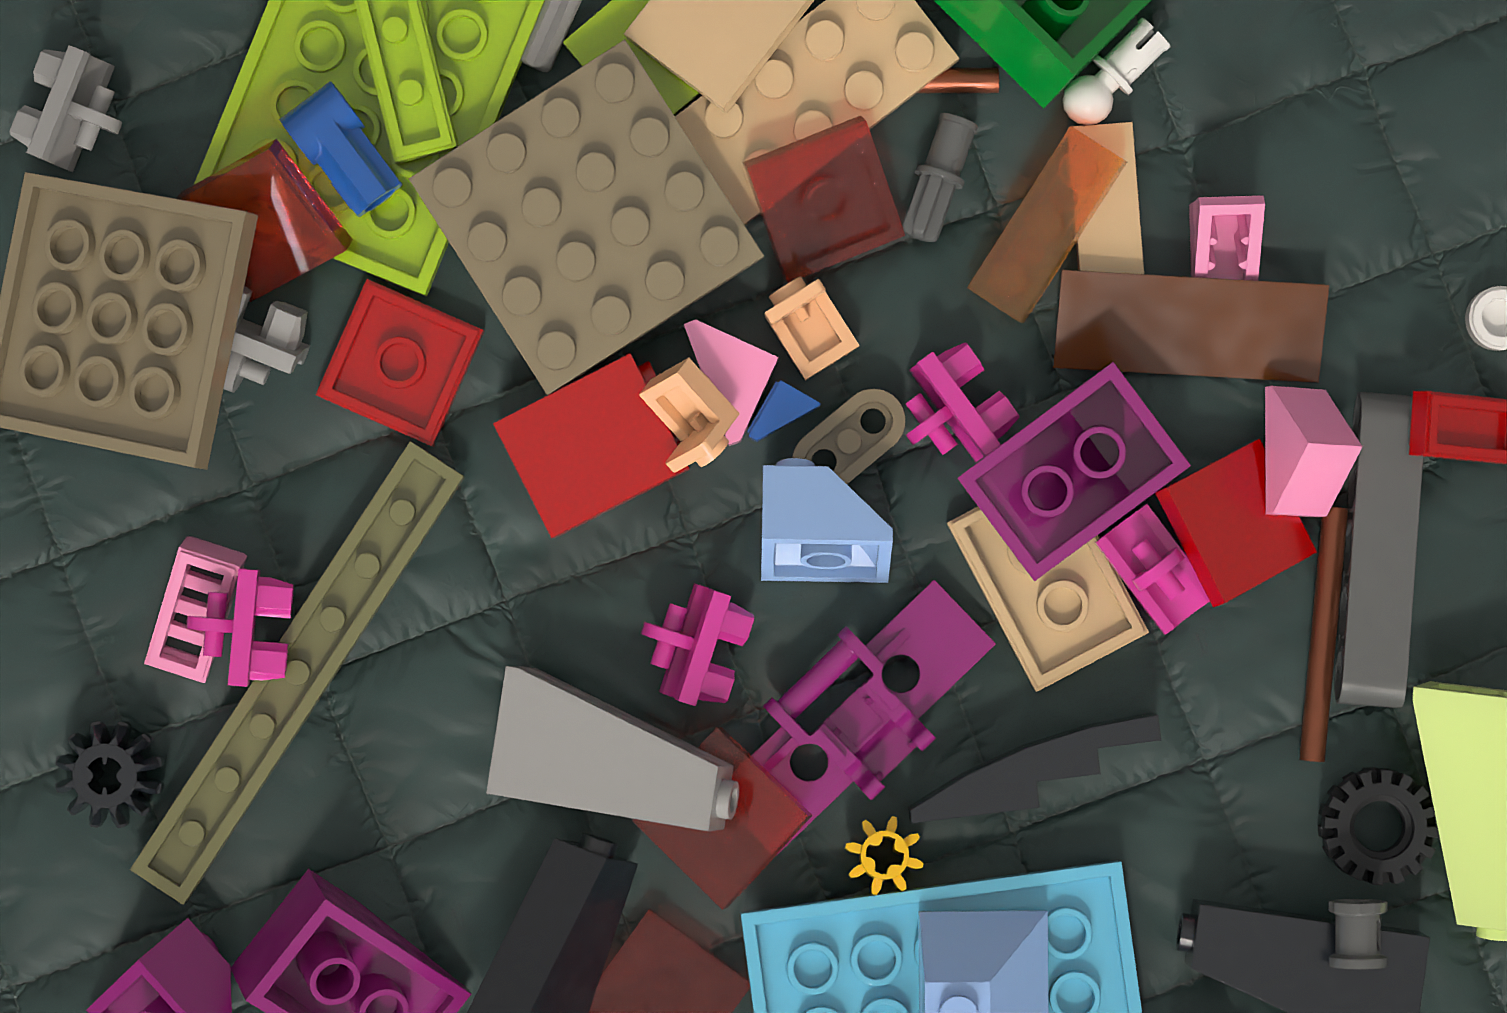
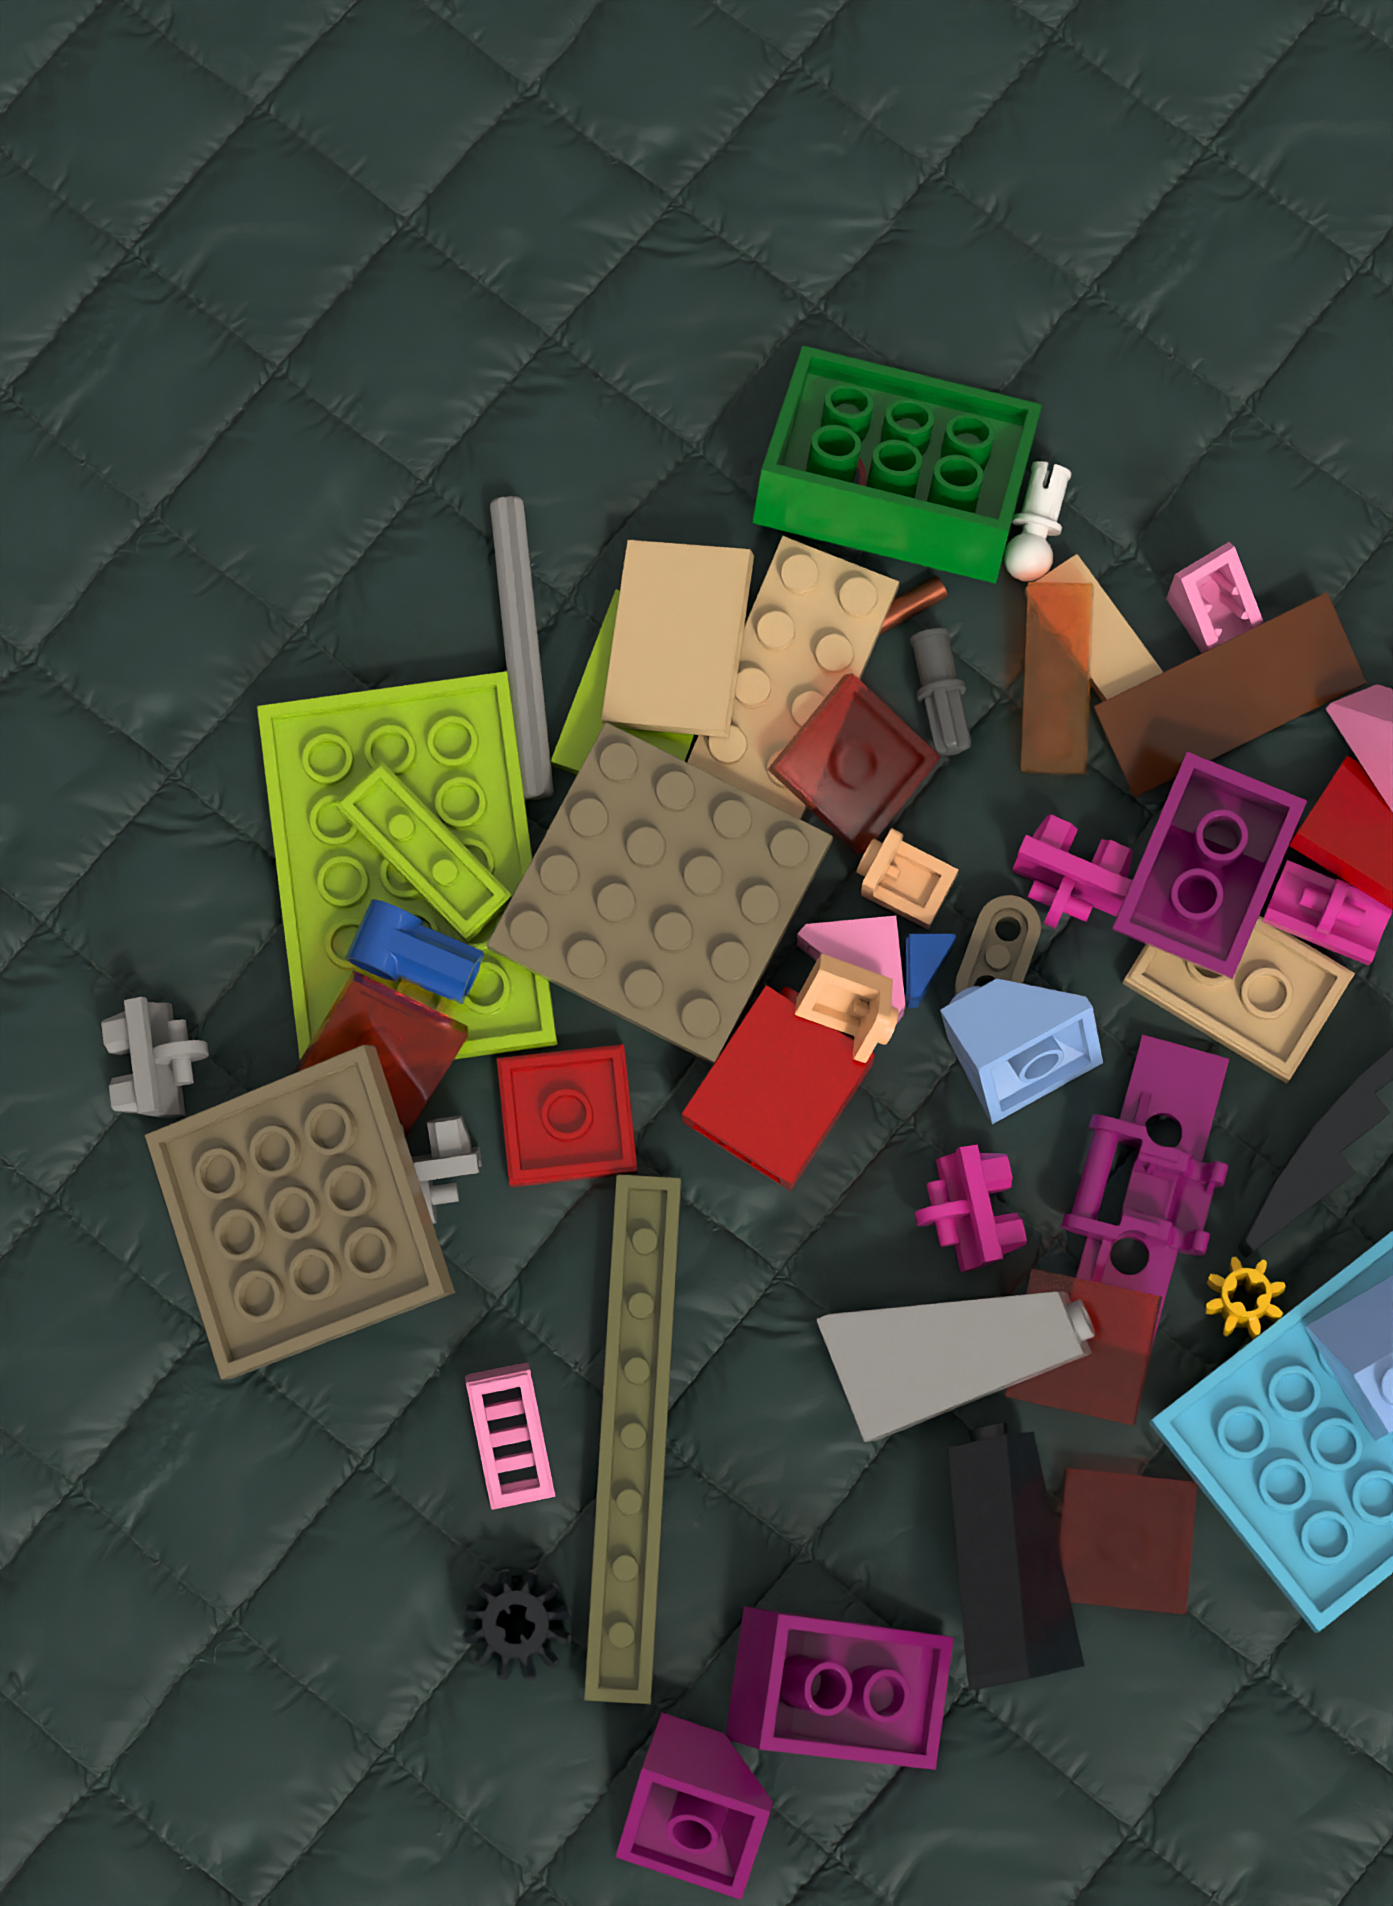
camera: 25 degrees left, 10 degrees down
(248, 657) = (583, 1442): dark pink hips -> none

